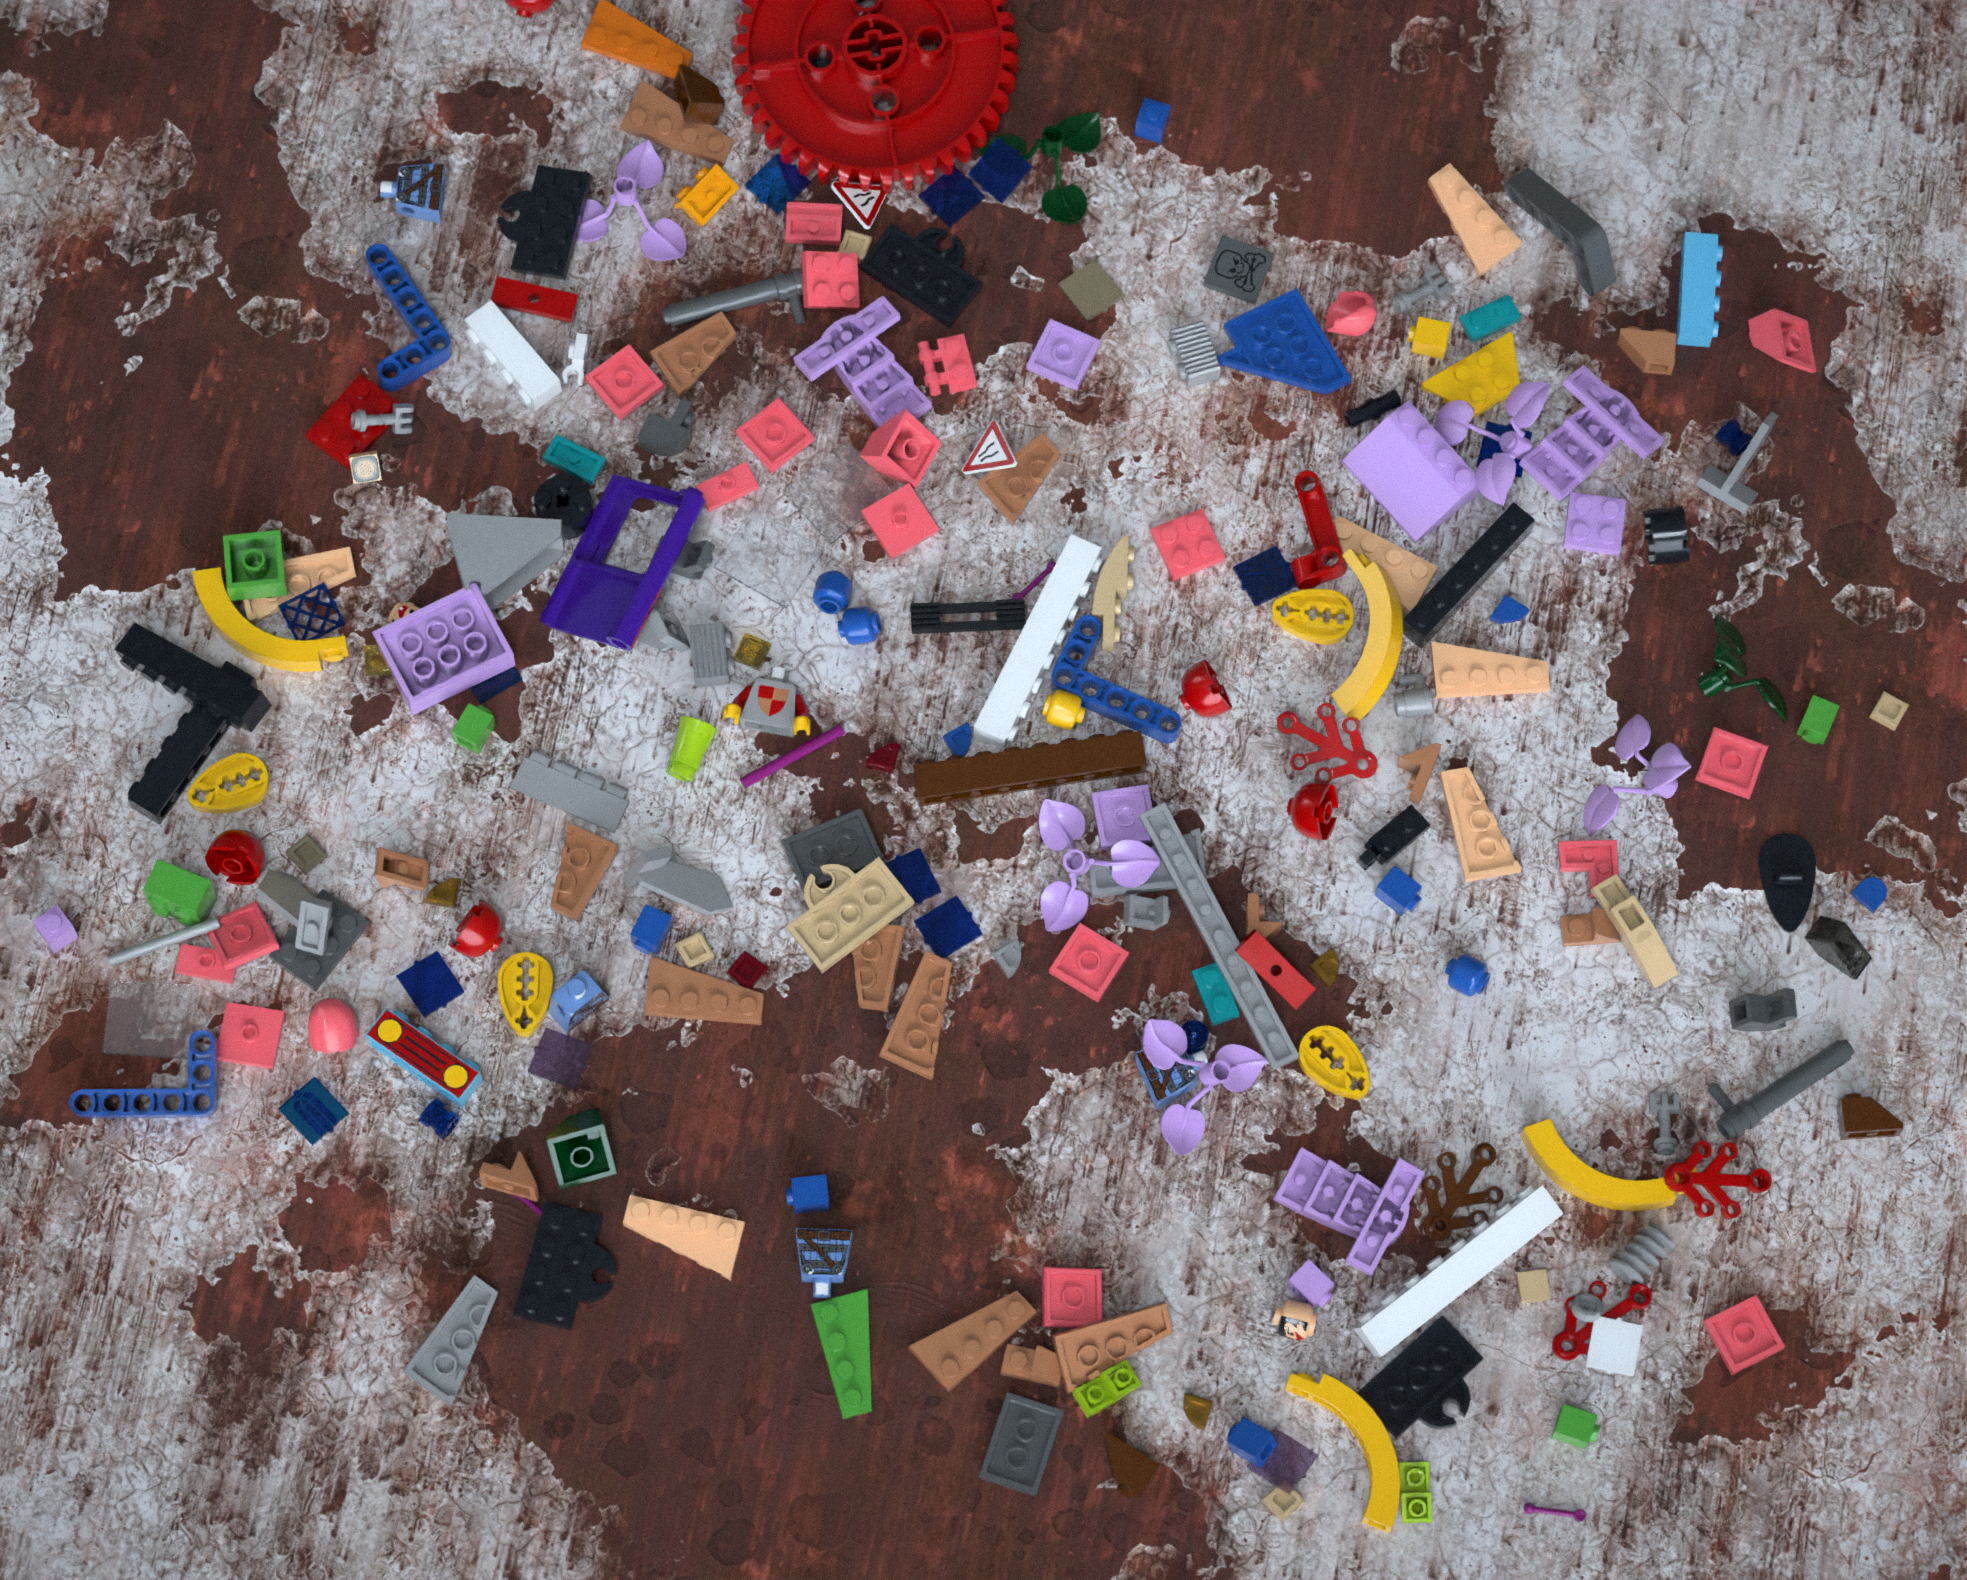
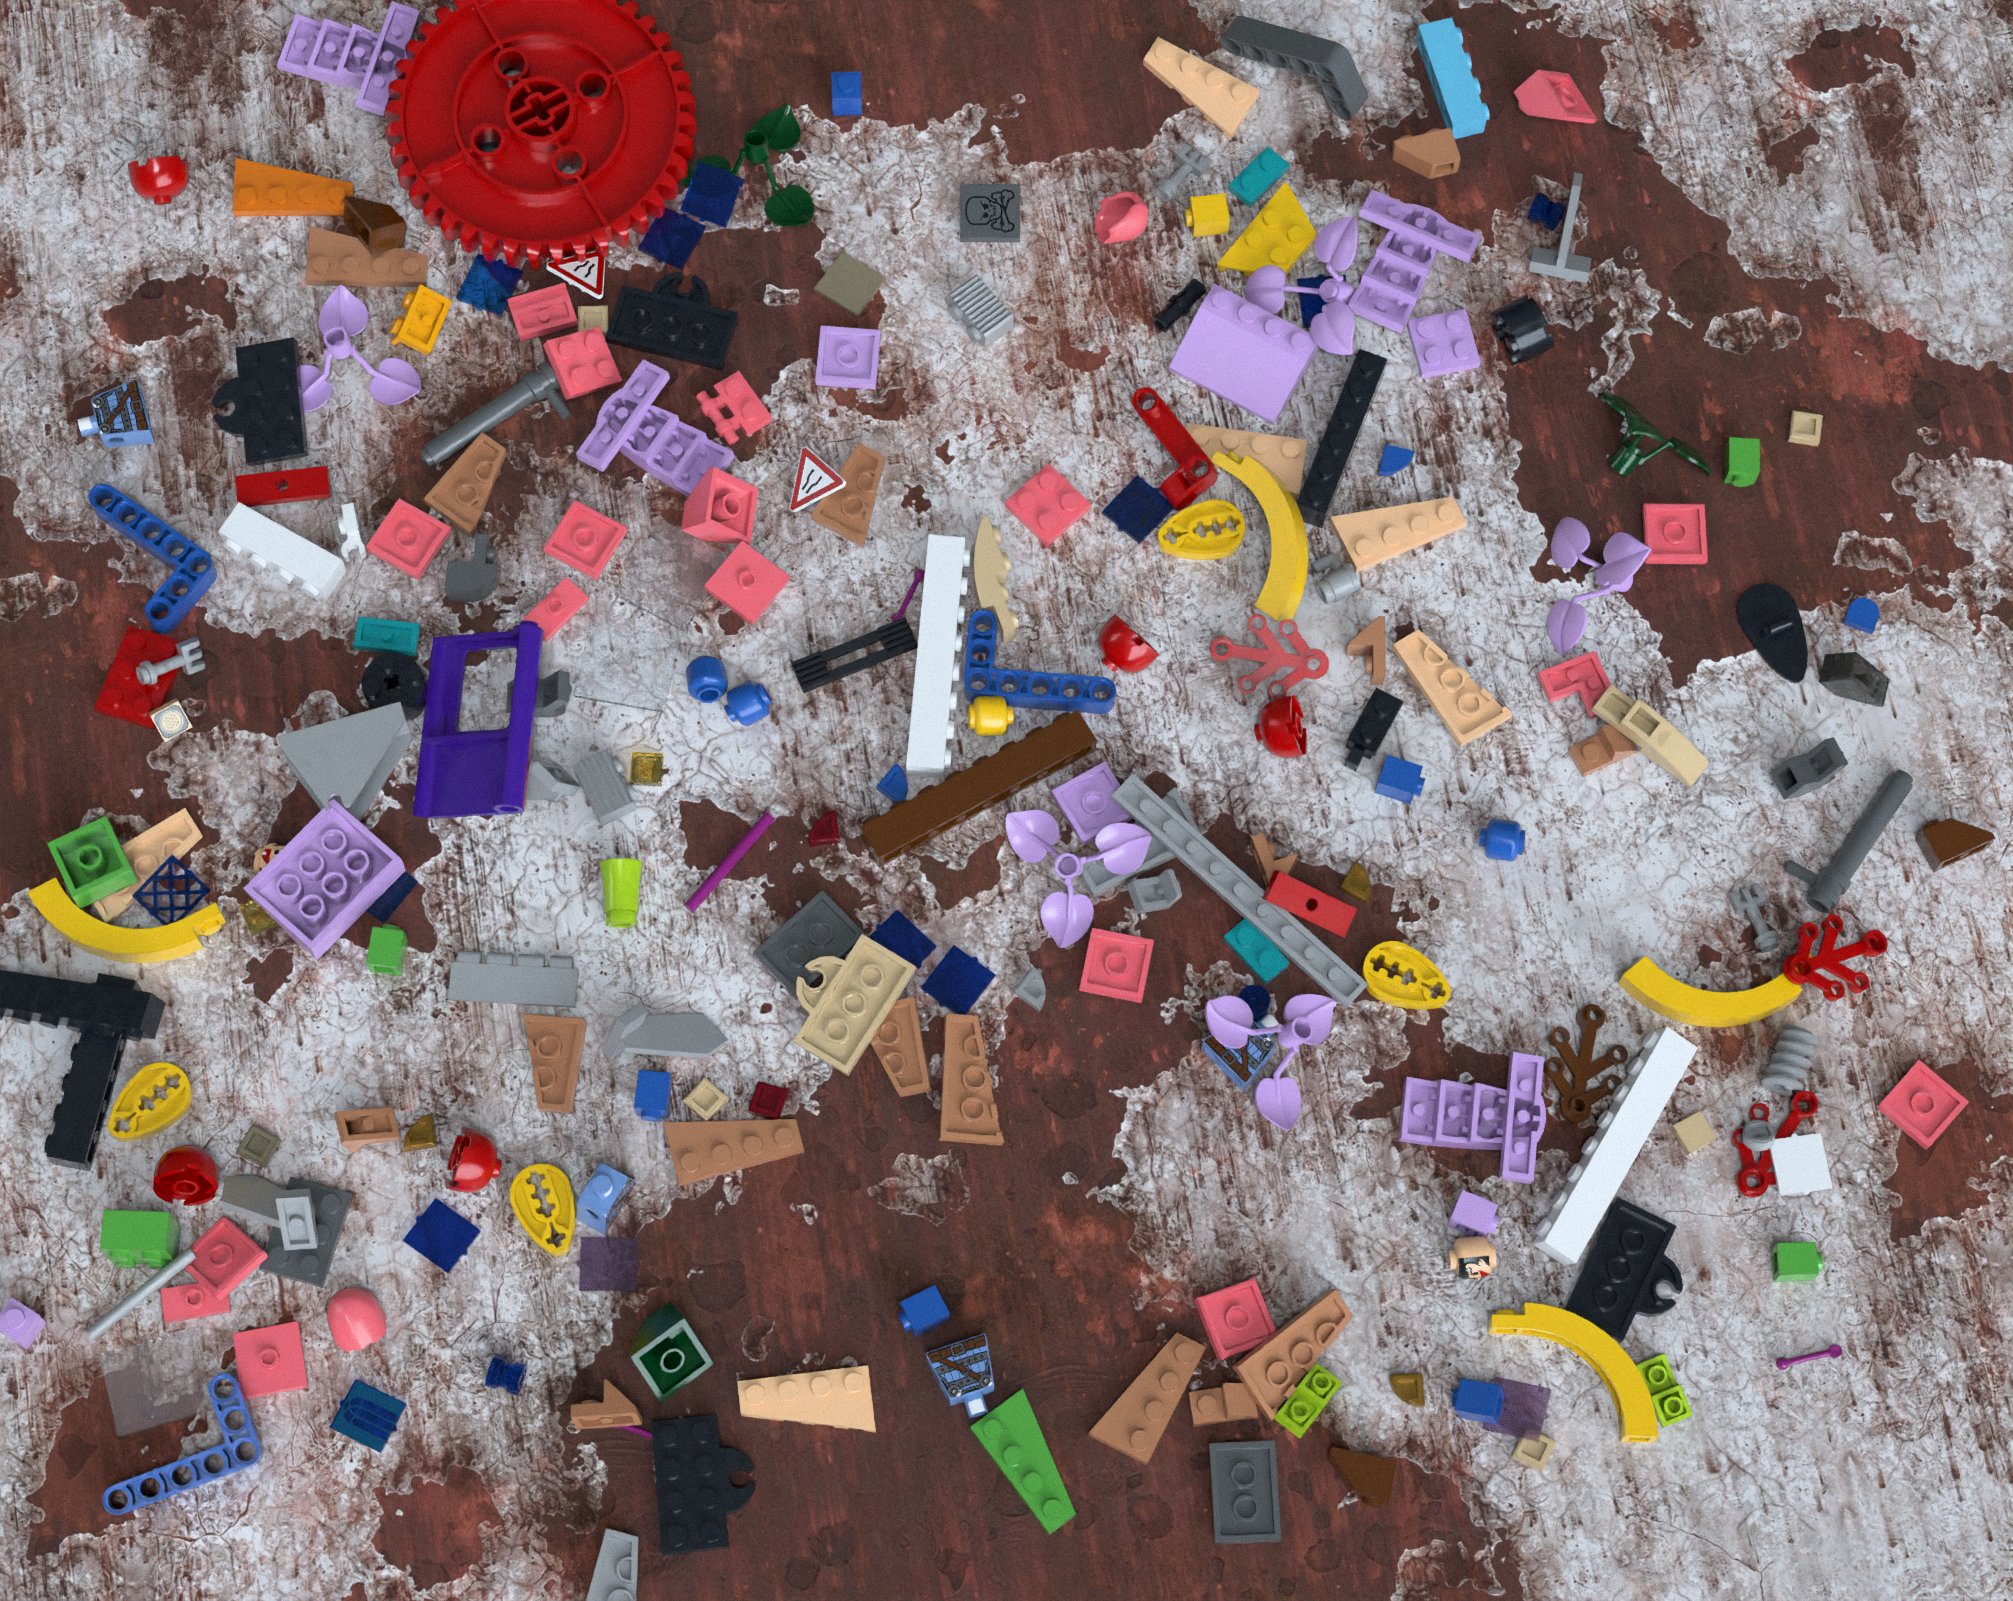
camera: 20 degrees left, 0 degrees up
(424, 1057) = (465, 1315): brick -> none
(770, 706) = (689, 818): torso -> none
(1284, 345) = (1067, 272): blue wing -> none

